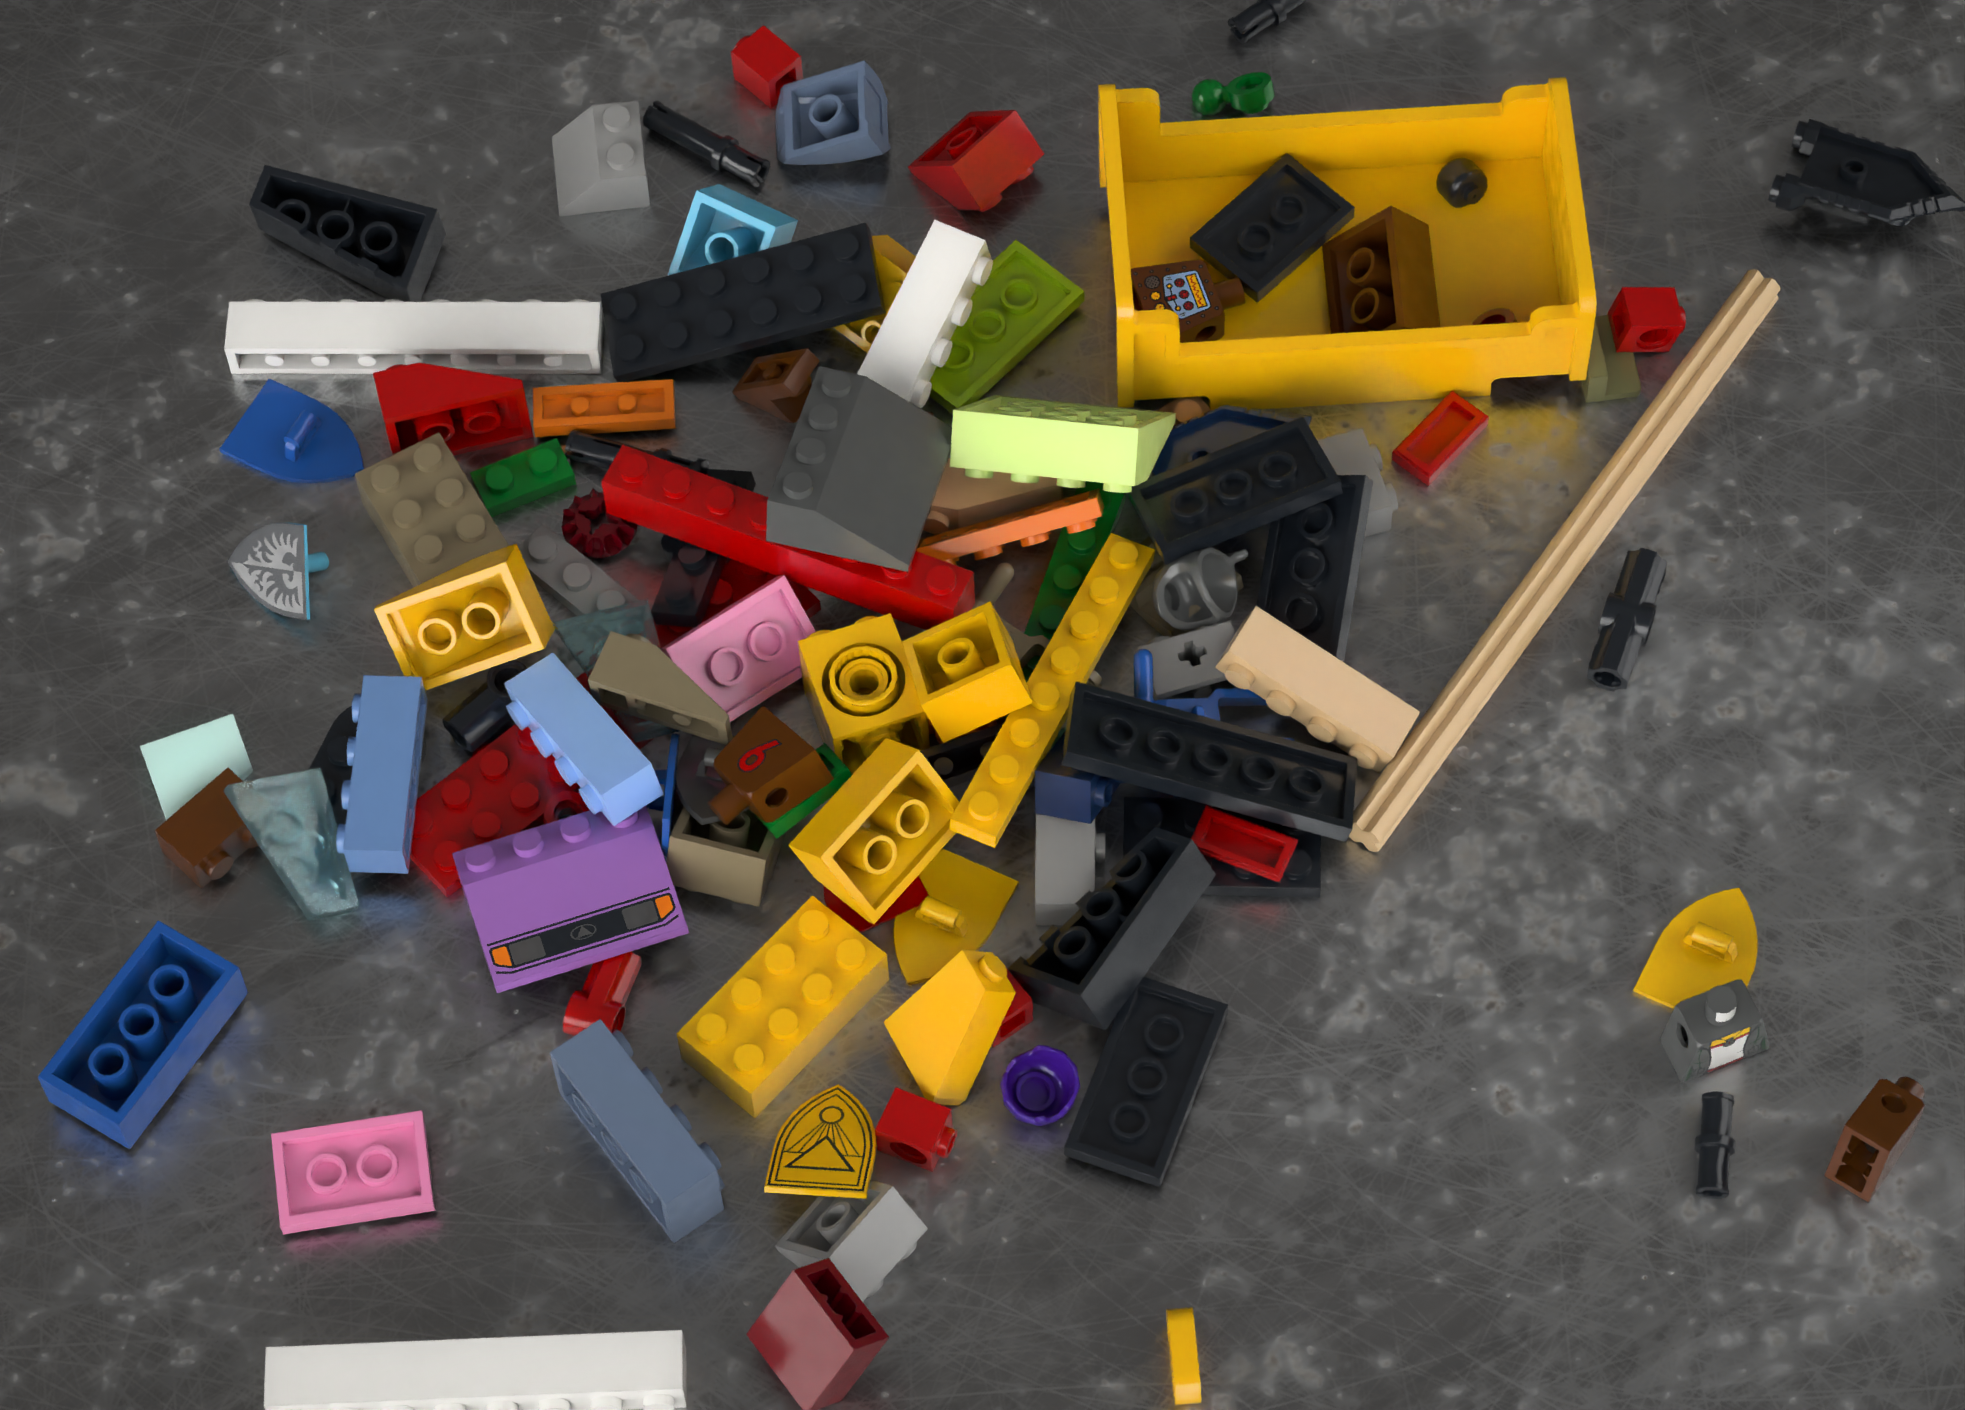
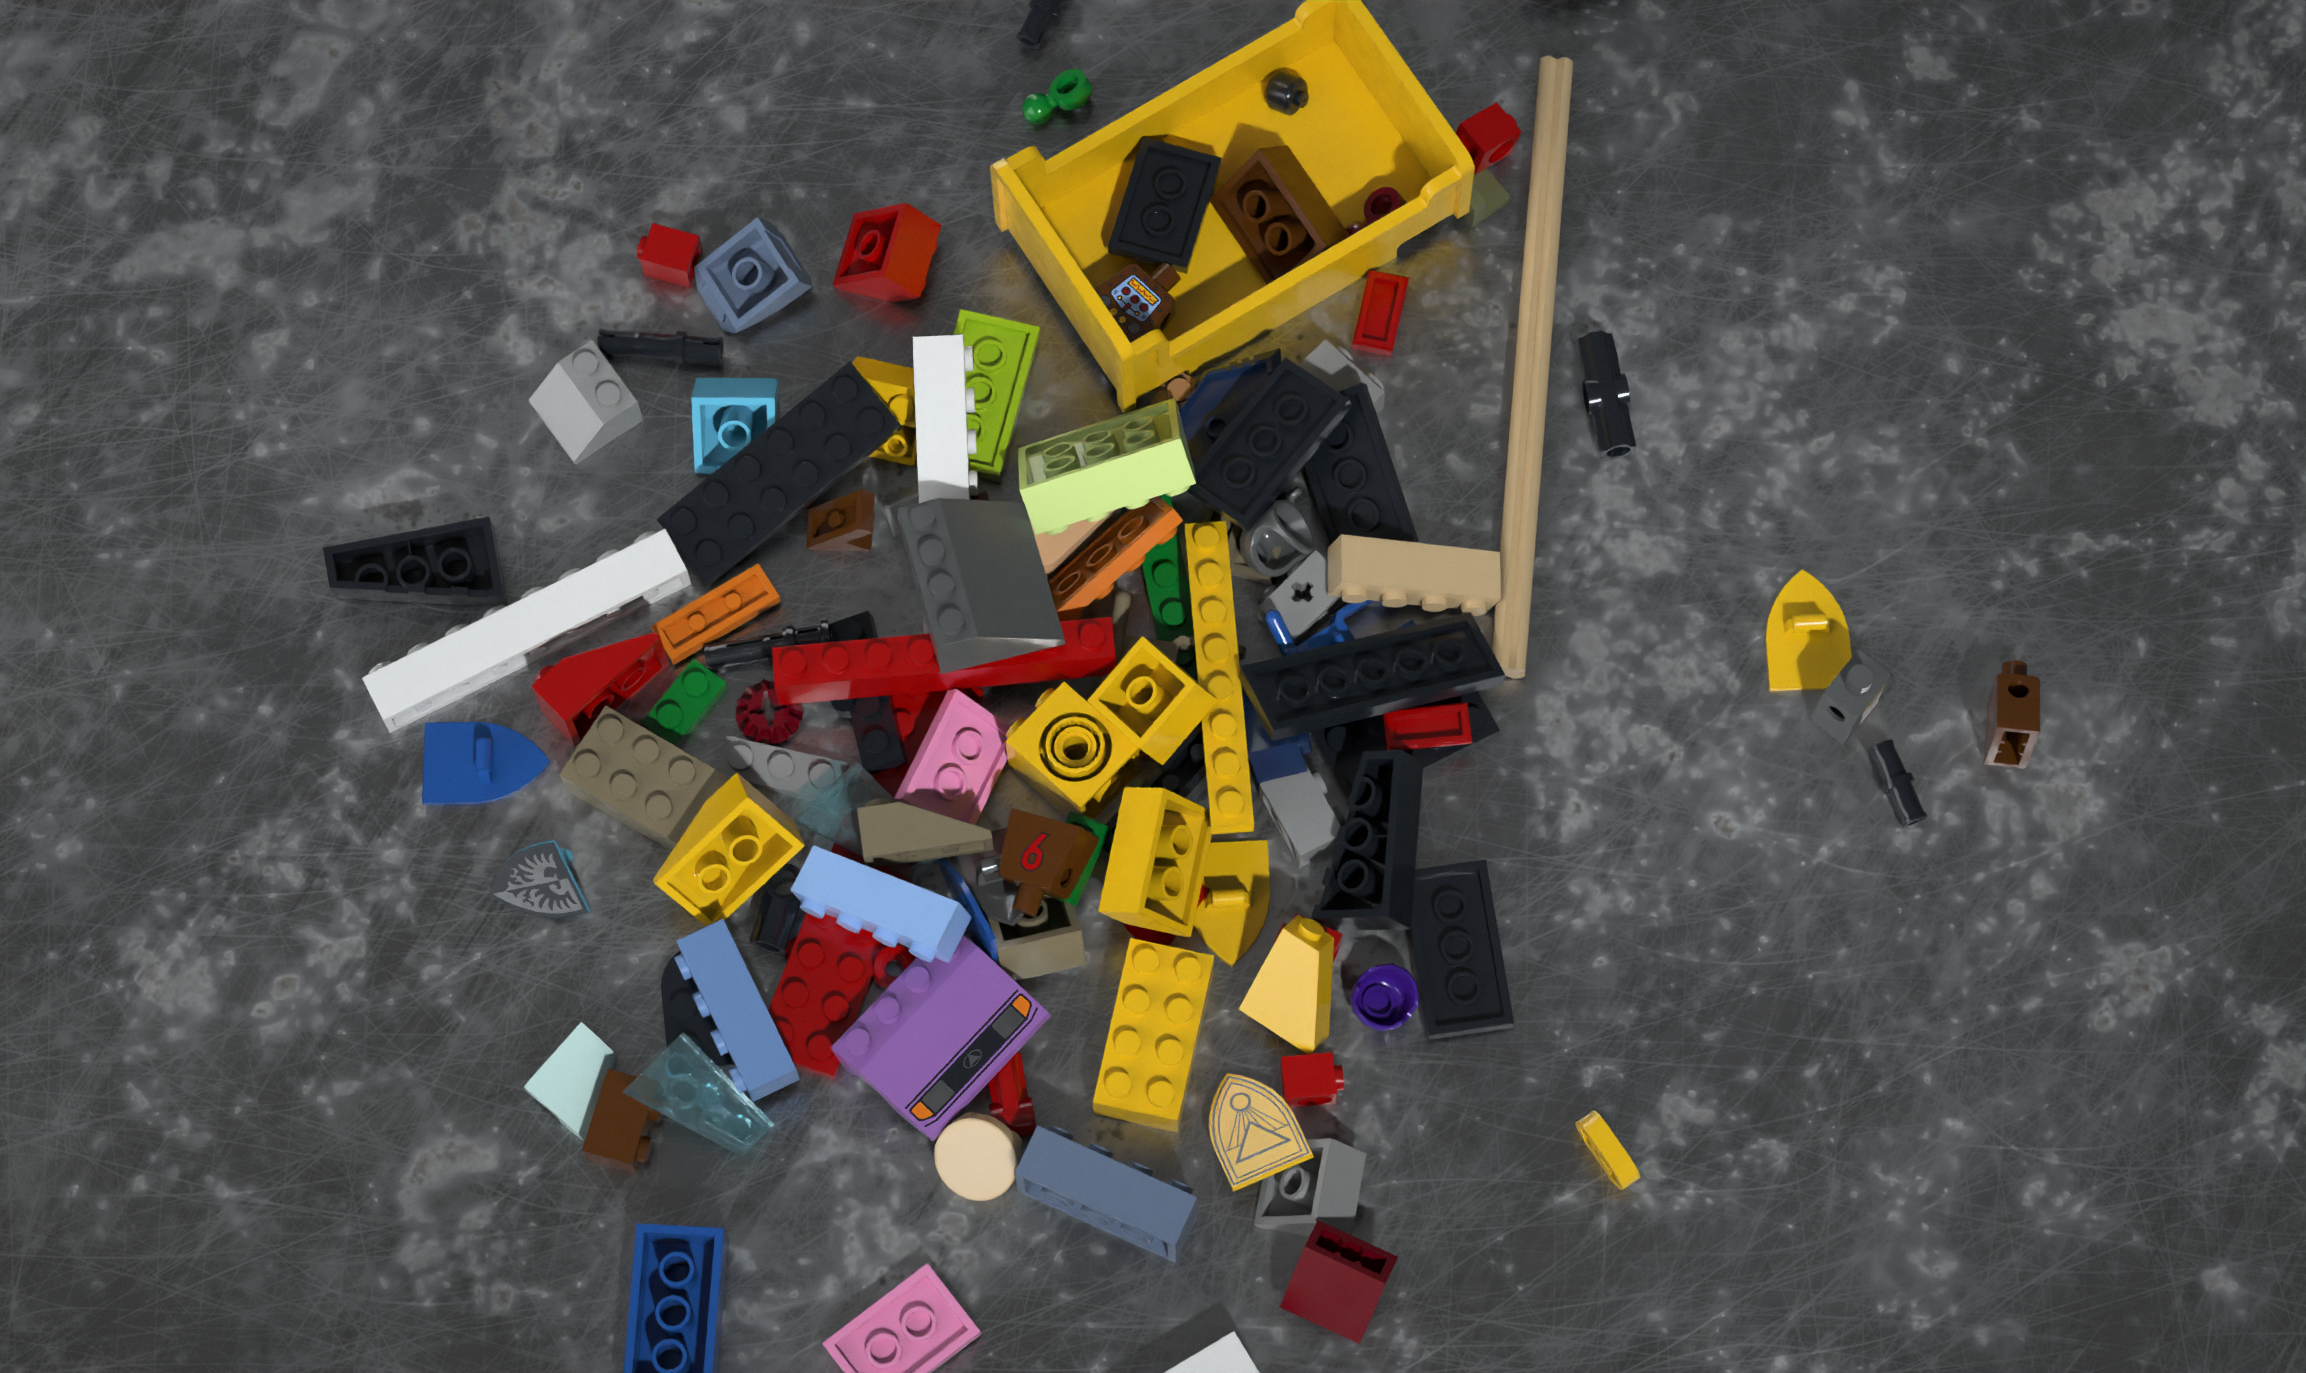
camera: 30 degrees left, 10 degrees up
(529, 1025) = (978, 1156): none -> tan tile

